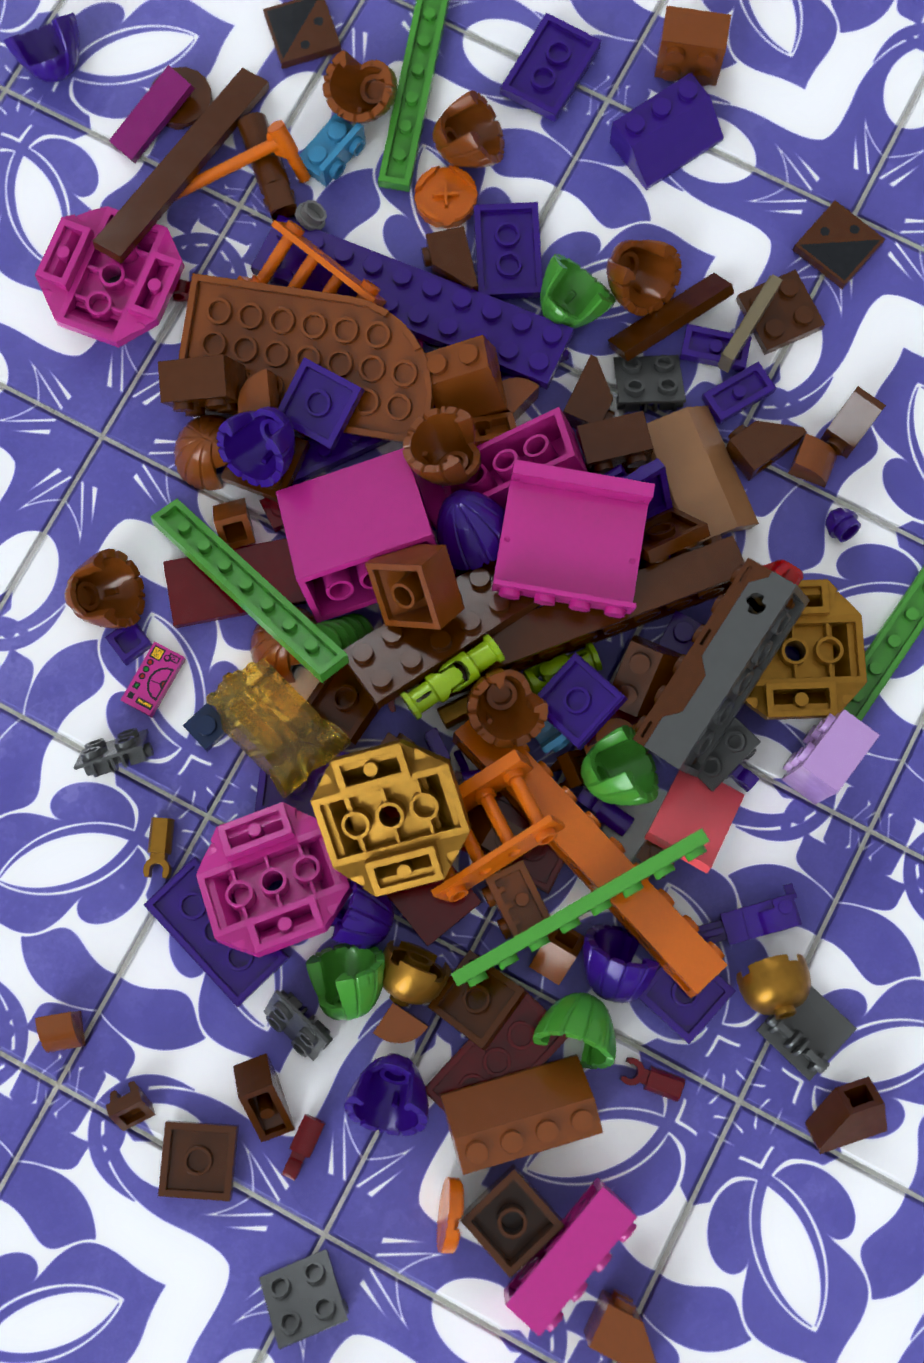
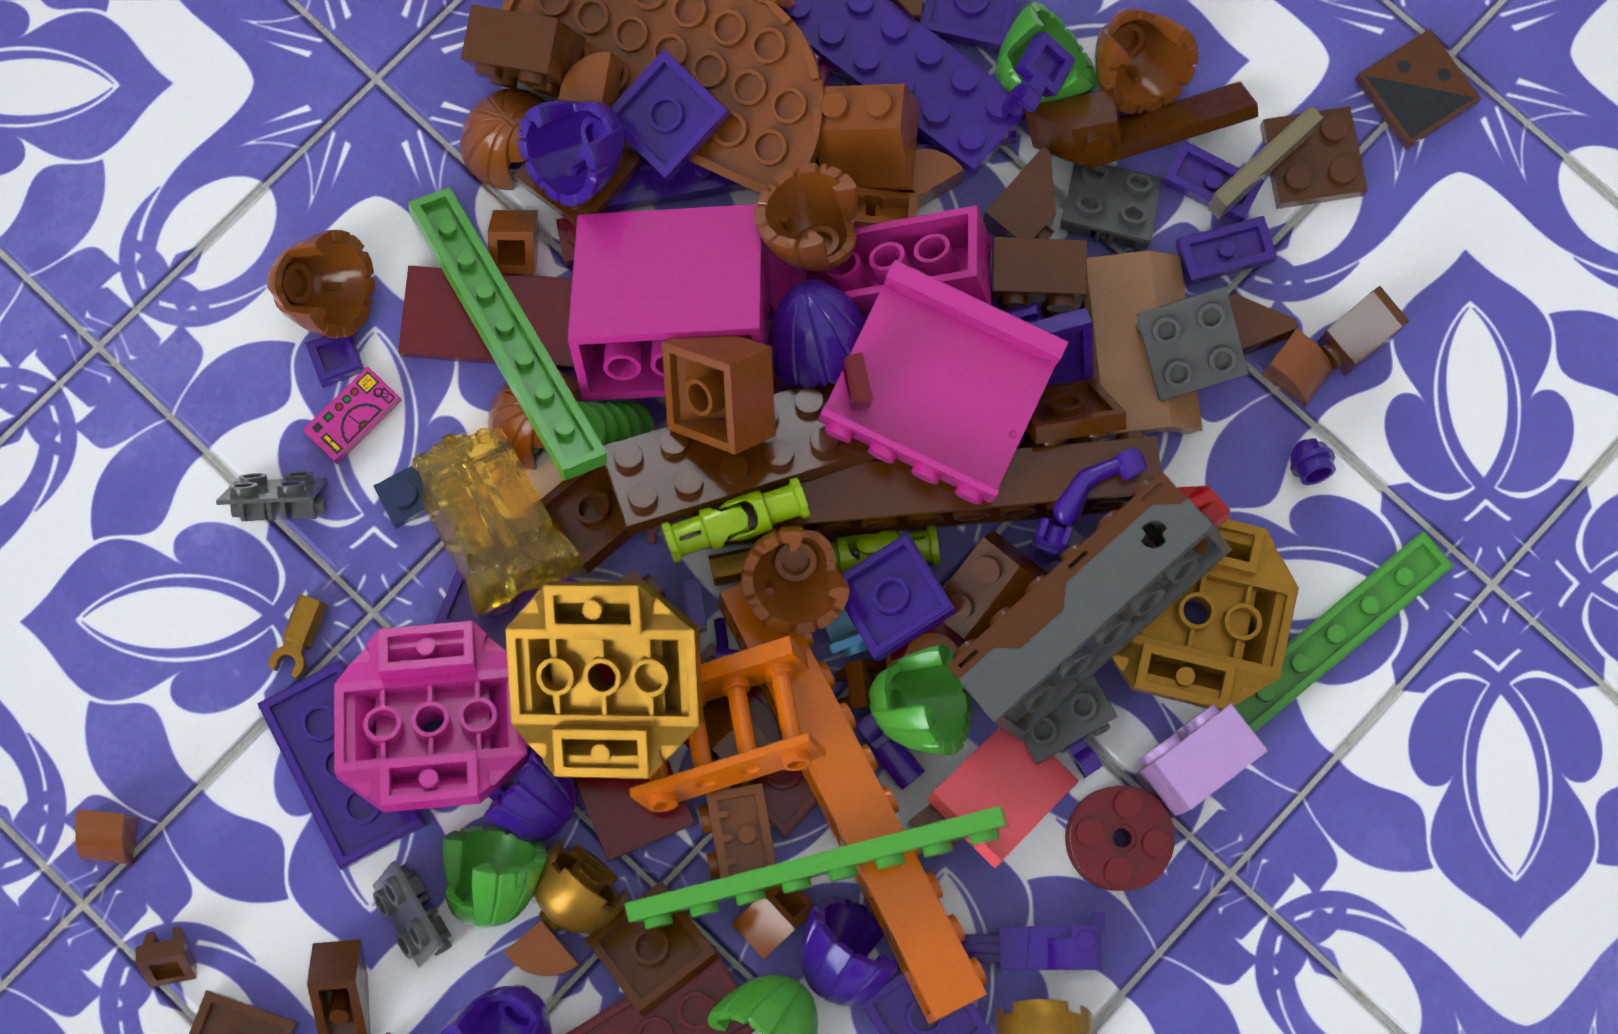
camera: 10 degrees right, 0 degrees up
(512, 553) = (857, 381): none -> dark red tile
(576, 299) = (1043, 72): none -> dark purple plate
(611, 334) = (1078, 128): none -> reddish brown slope
(678, 629) = (1051, 540): none -> dark purple bar
(687, 596) = (1071, 502): none -> dark purple piece
(736, 463) = (1192, 343): none -> dark grey hinge
(805, 821) = (1146, 831): none -> dark red wheel

